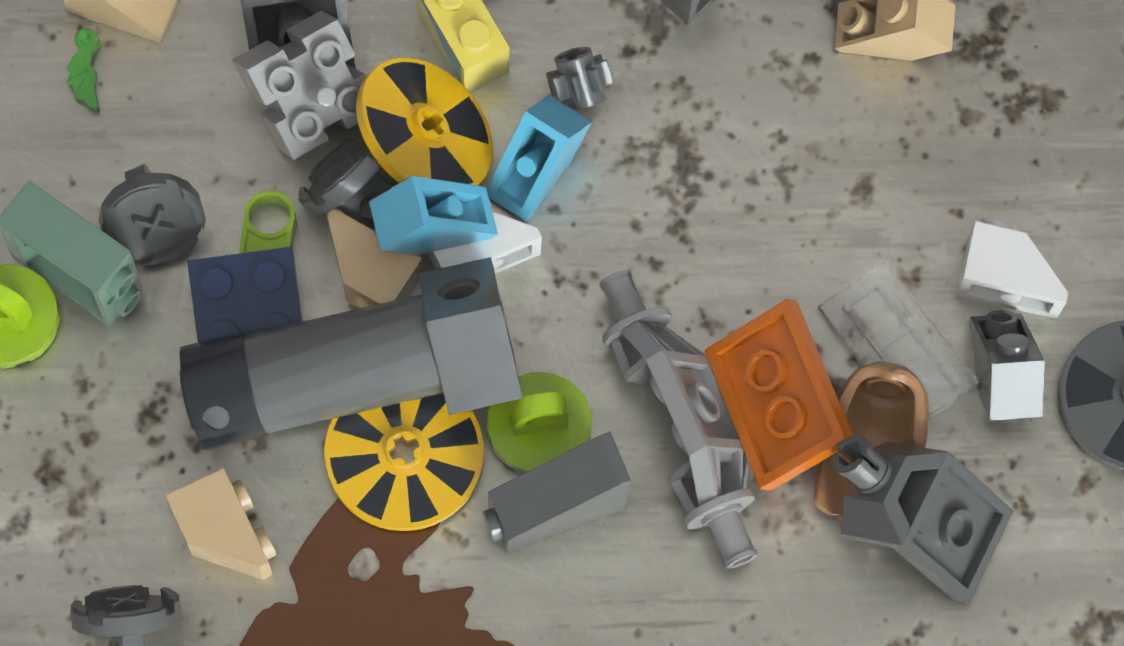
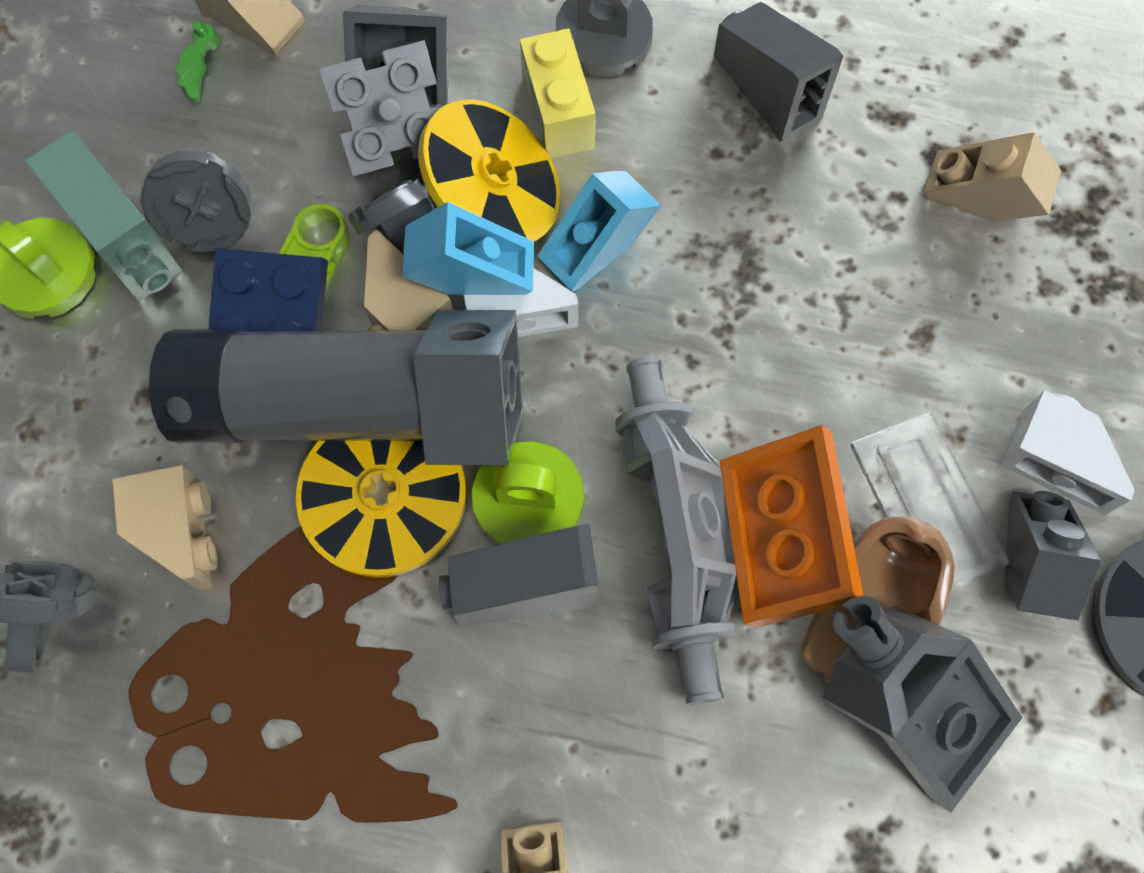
camera: 20 degrees right, 0 degrees up
(579, 77) = (660, 162): dark grey gear -> none

